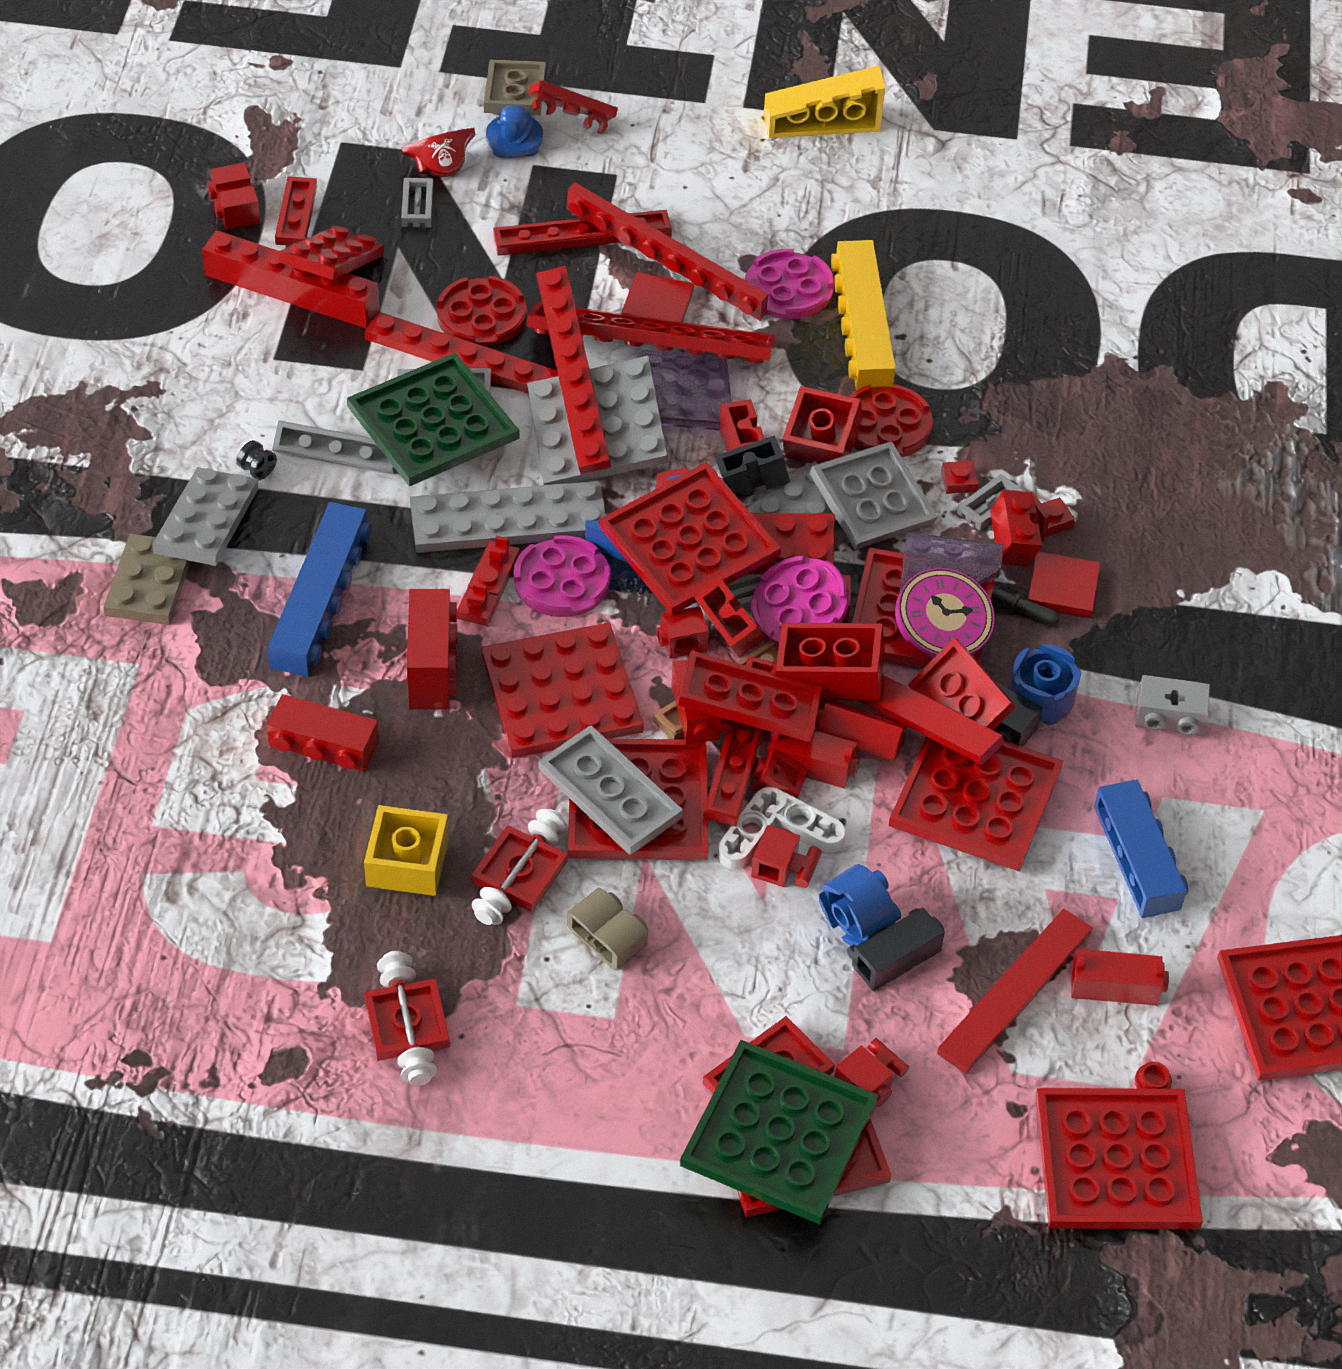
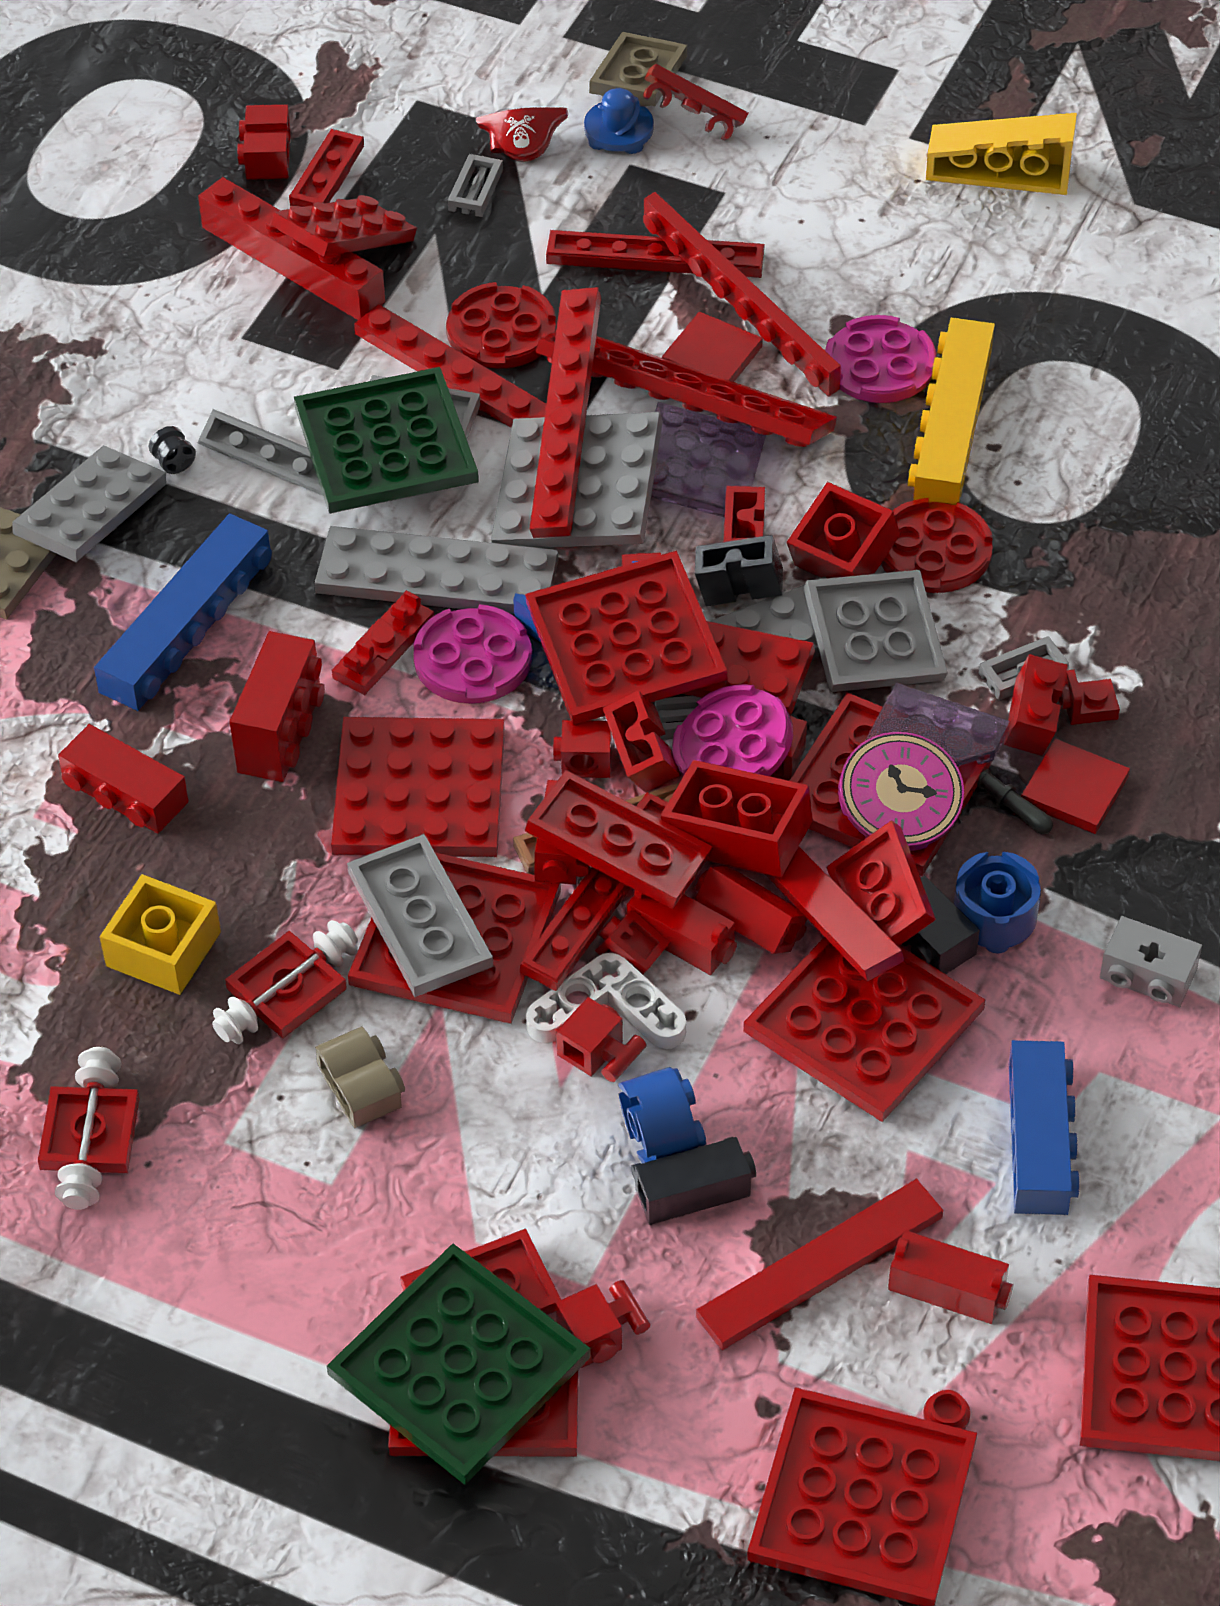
camera: 20 degrees right, 0 degrees up
(959, 477) = (997, 630): red plate -> none

